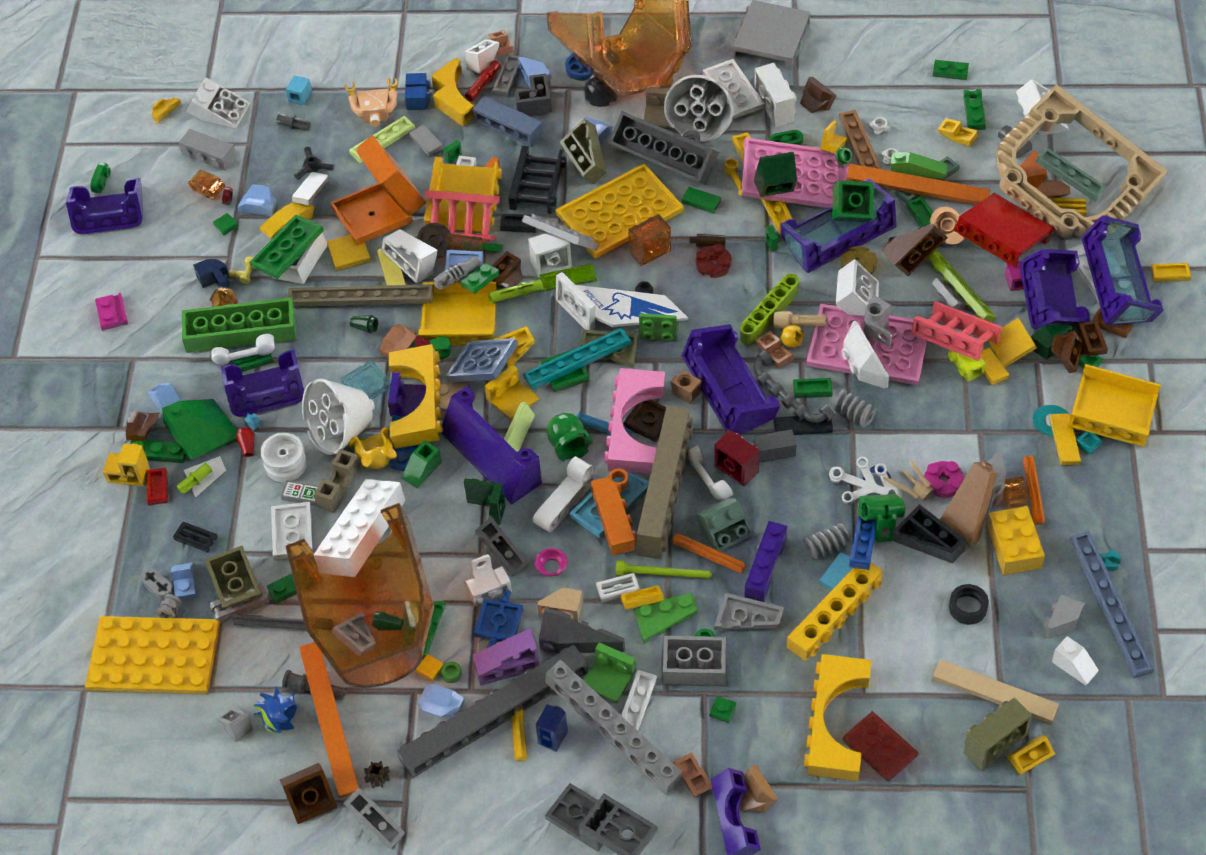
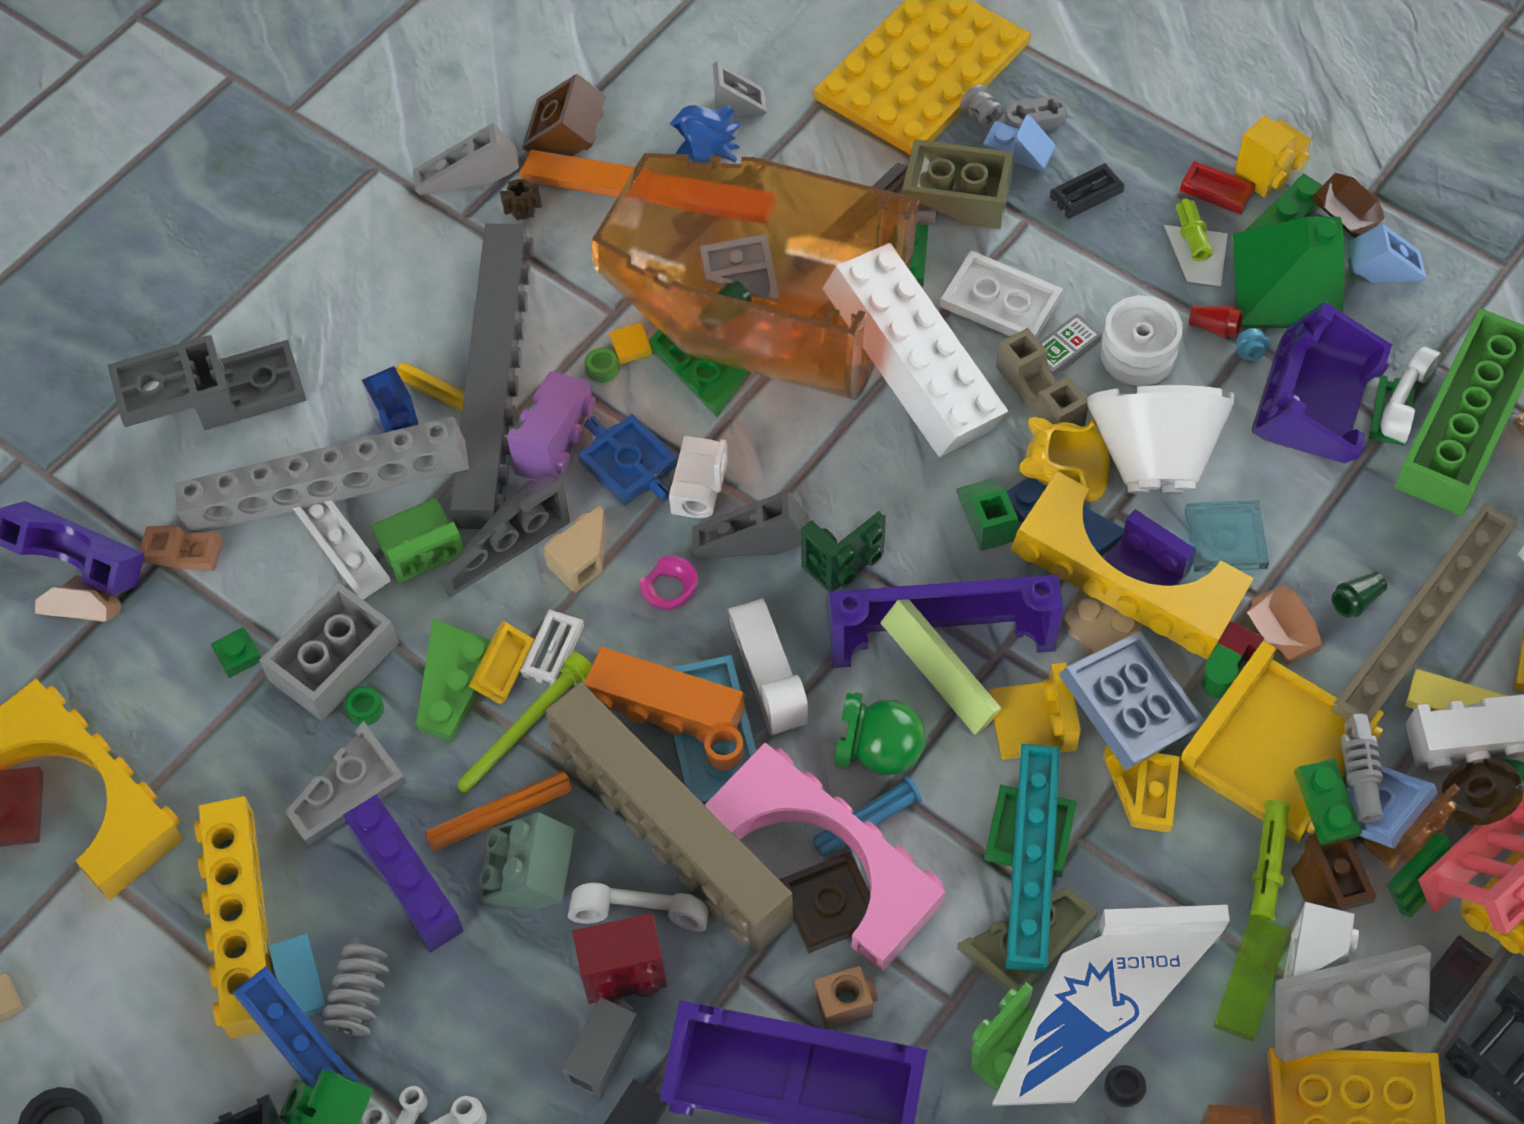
camera: 125 degrees right, 5 degrees up
(440, 701) = (562, 321): light blue slope -> none

